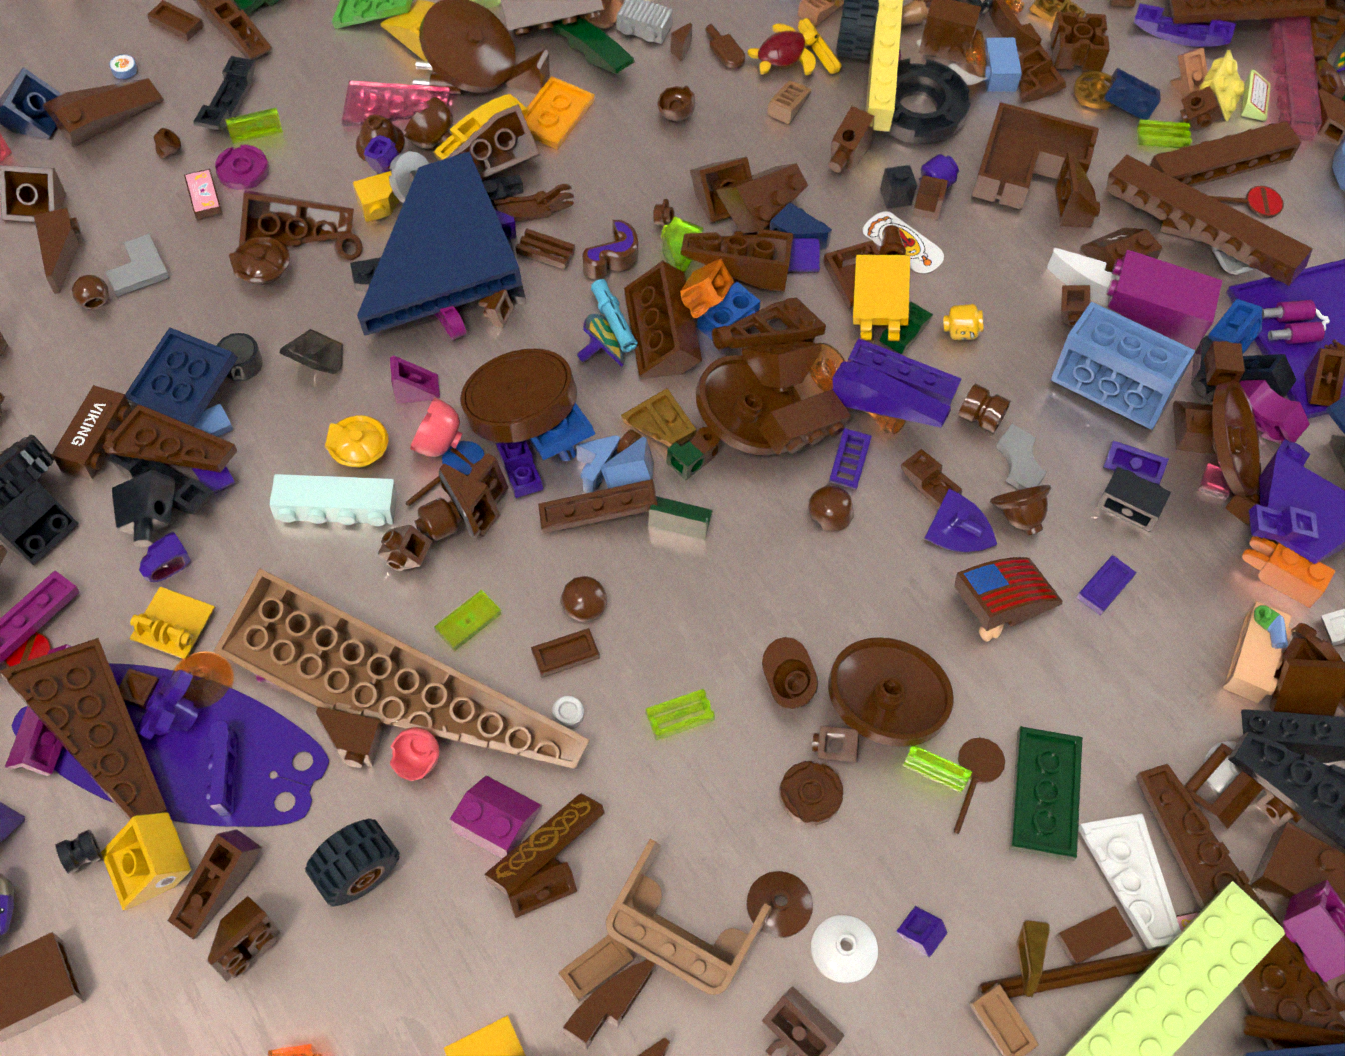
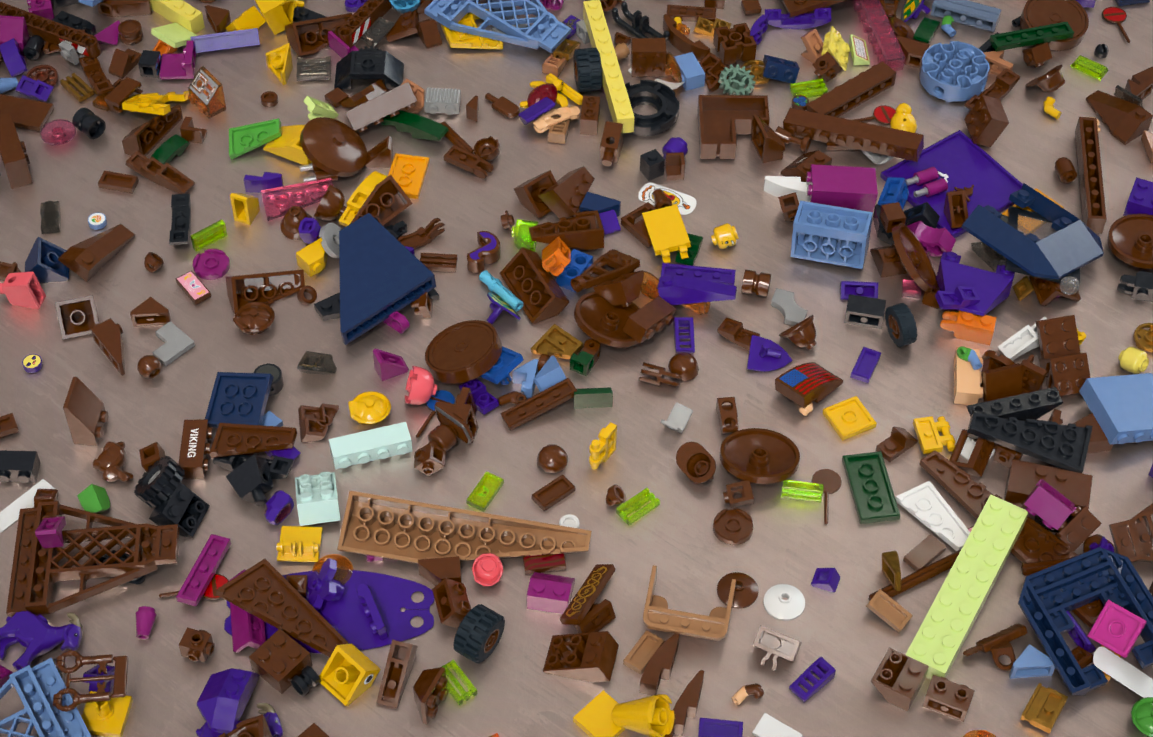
camera: 15 degrees left, 10 degrees down
(30, 422) = (150, 455): none -> reddish brown brick
(55, 807) = (280, 660): none -> reddish brown brick
(68, 45) = (50, 217): none -> clear smoke slope
(124, 215) = (150, 314): none -> reddish brown slope
(224, 559) = (317, 498): none -> light aqua slope
(278, 438) = (315, 421): none -> reddish brown slope
(303, 952) = (464, 695): none -> clear neon green tile
(316, 98) = (244, 207): none -> yellow slope
(339, 792) = (451, 602): none -> reddish brown brick
(363, 70) = (255, 184): none -> dark purple slope
(497, 946) = (582, 656): none -> reddish brown slope
(505, 766) = (544, 563): none -> tile
(566, 483) = (512, 397): none -> reddish brown arm
(643, 80) = (456, 139): none -> reddish brown axle
(644, 114) = (468, 161): none -> reddish brown hinge
(652, 687) = (615, 495): none -> reddish brown tile
(666, 604) = (605, 447): none -> yellow plate
(765, 66) = (536, 110): none -> dark purple slope
(790, 513) = (660, 376): none -> reddish brown arm
(791, 590) = (678, 418): none -> light grey bracket
(804, 79) = (545, 121): none -> light nougat piece
(837, 92) = (590, 115): none -> reddish brown brick
(867, 607) = (727, 415): none -> reddish brown leg
(1052, 665) = (849, 418): none -> yellow tile
(1063, 96) = (737, 80): none -> sand green gear
(1107, 198) = (787, 137): none -> reddish brown piece
(1111, 731) = (896, 444): none -> reddish brown slope
(1121, 28) = (759, 28): none -> dark purple slope
(1144, 150) = (800, 102): none -> tile
(1165, 734) = (929, 437): none -> yellow plate
(1181, 539) = (901, 324): none -> black wheel
(1289, 215) = (903, 119): none -> yellow piece

